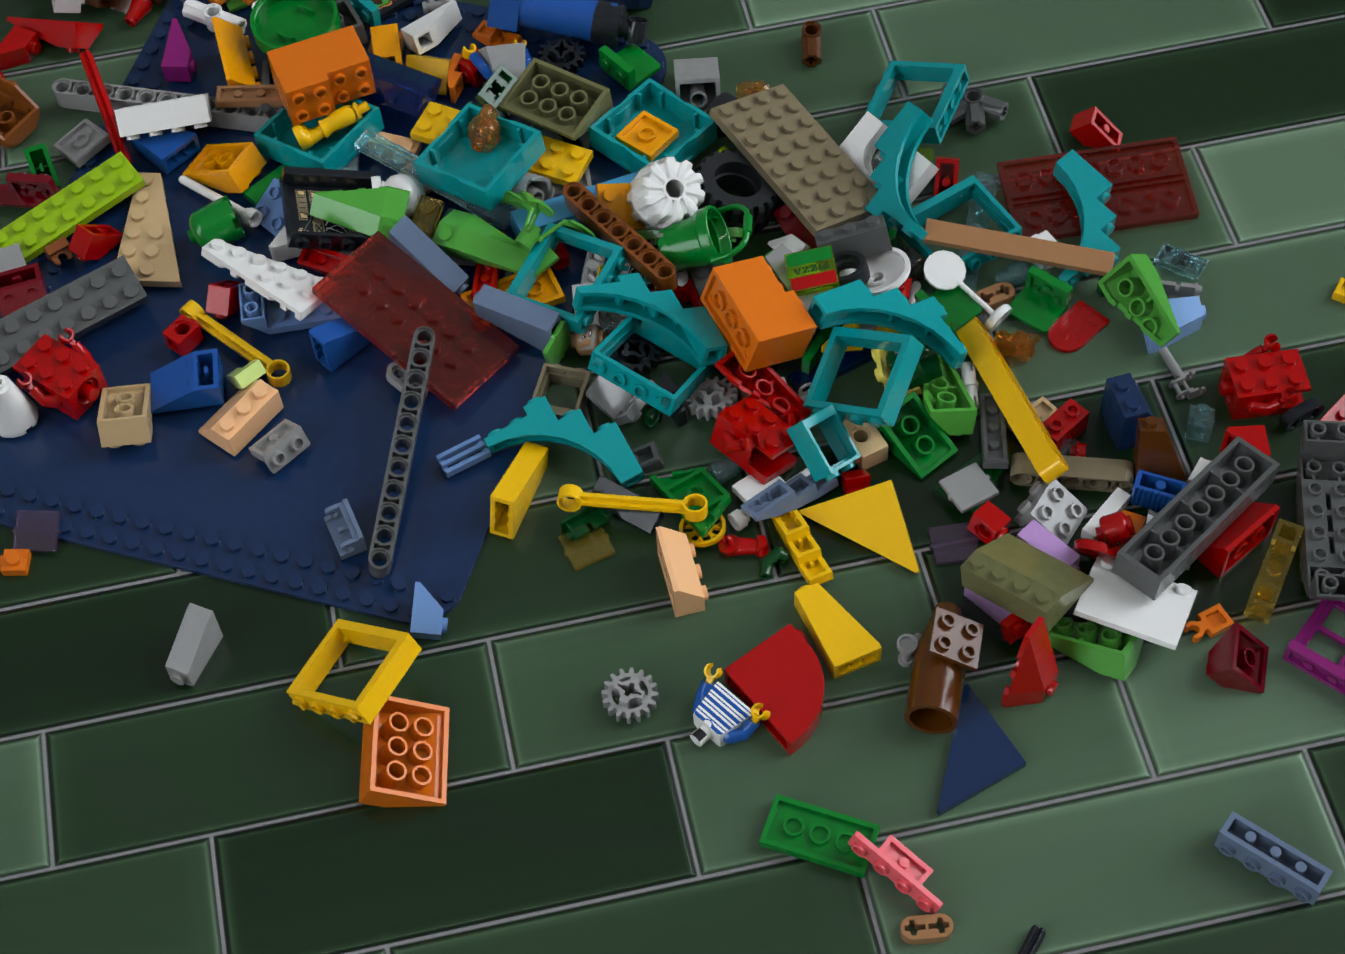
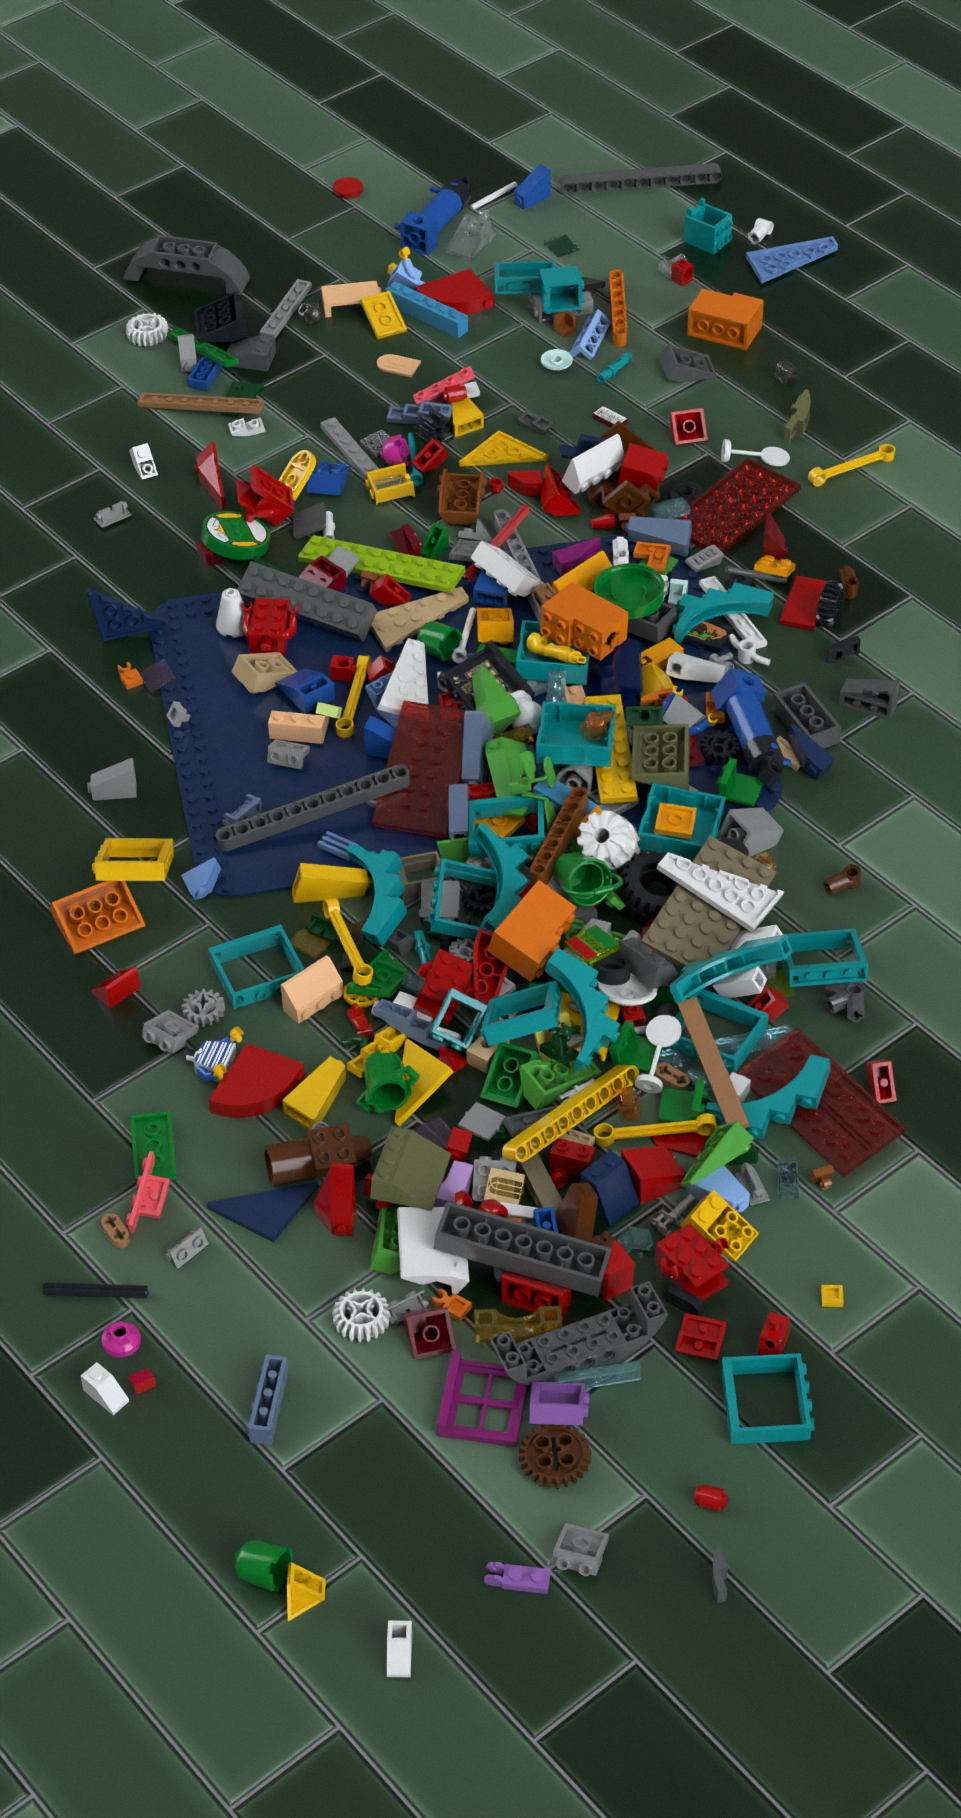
camera: 60 degrees right, 10 degrees down
(65, 122) = (482, 533): none -> light grey slope
(128, 533) = (177, 714): none -> light grey tile
(532, 776) = (118, 986): none -> red slope
(599, 573) = (248, 945): none -> teal window
(647, 746) = (169, 1031): none -> light grey plate
(676, 441) = (422, 946): none -> teal pin
(796, 130) = (725, 891): none -> white wing
(868, 551) = (386, 1083): none -> green container
(990, 849) = (187, 1248): none -> light grey hinge
(1075, 505) = (504, 1186): none -> piece
(1078, 300) = (655, 1129): none -> yellow piece
(1120, 357) = (653, 1172): none -> red slope
(1182, 730) = (362, 1322): none -> white gear
(1187, 448) = (604, 1239): none -> reddish brown piece
(1188, 660) = (412, 1302): none -> light grey hinge
(1196, 231) = (823, 1176): none -> dark orange tile
(1211, 340) = (717, 1220): none -> yellow slope

